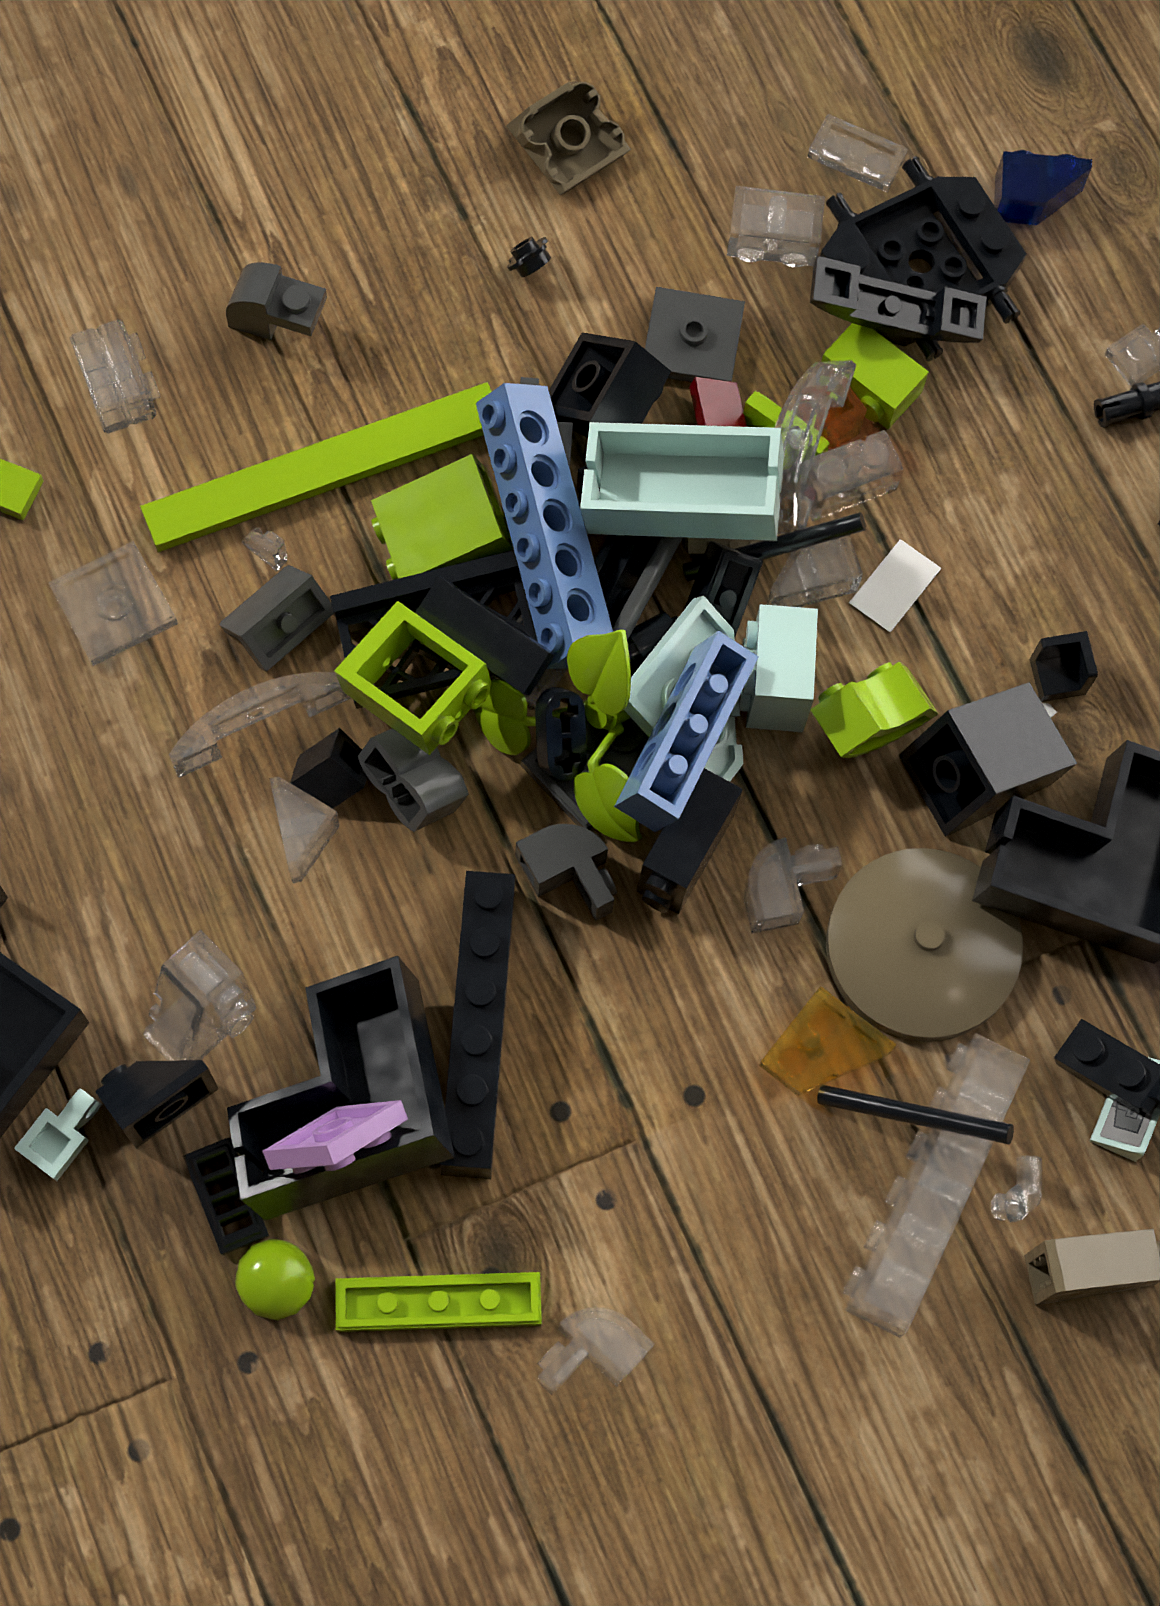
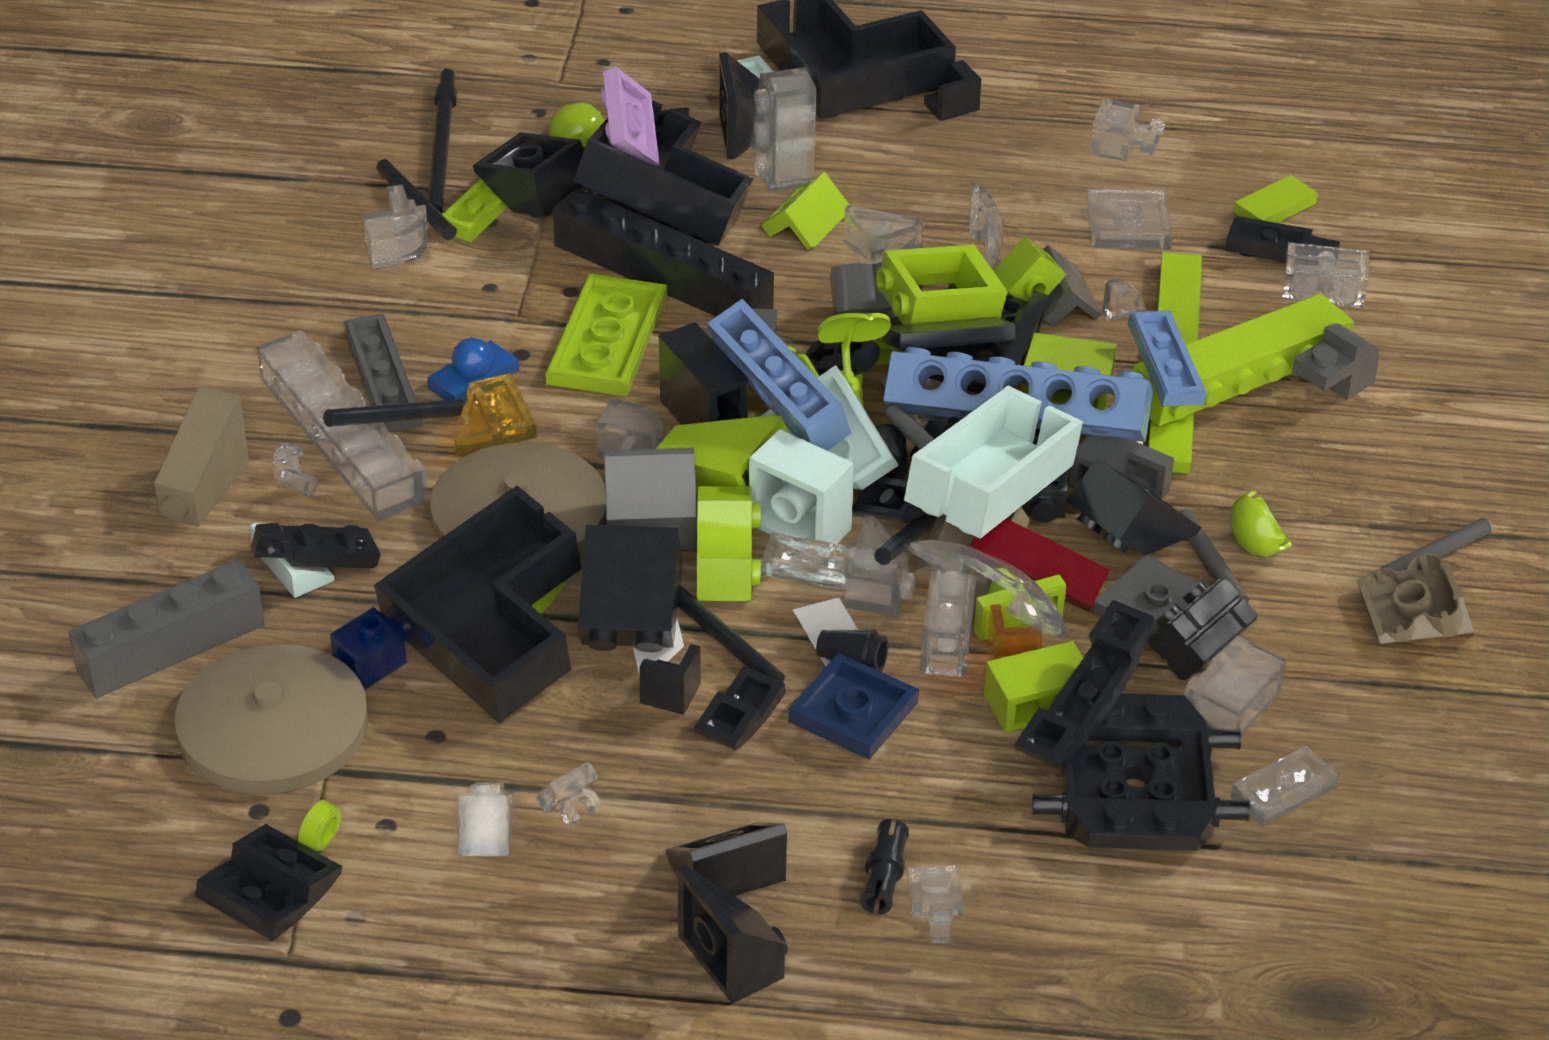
camera: 125 degrees right, 30 degrees down
(74, 445) = (1269, 239): none -> black hinge
(289, 934) = (809, 211): none -> lime panel
(295, 1481) = (445, 99): none -> black bar
(301, 633) = (1027, 270): none -> lime brick
(319, 387) = (1251, 353): none -> lime brick
(406, 419) = (1166, 358): none -> medium blue tile
(412, 1258) = (532, 172): none -> black slope
(475, 150) = (1446, 544): none -> dark grey bar
(521, 1372) = (434, 217): none -> black bar
(529, 256) = (1299, 528): black plate -> none
(555, 285) = (1256, 527): none -> lime hair
(608, 312) = (1211, 557): none -> dark grey bar
(615, 1022) = (606, 335): none -> lime tile
(725, 271) = (1202, 628): none -> black brick
(765, 1114) = (471, 362): none -> blue tile
(776, 768) = (724, 447): none -> lime slope
(818, 1211) = (380, 365): none -> dark grey tile
(839, 638) = (806, 560): none -> clear plate
(874, 799) = (653, 490): none -> slope
(924, 541) = (860, 645): none -> black cone
(967, 659) = (725, 635): none -> black bar
(989, 508) = (853, 705): none -> dark blue plate
(1037, 185) = (1167, 890): clear blue slope -> none
(1054, 601) = (742, 710): none -> black slope

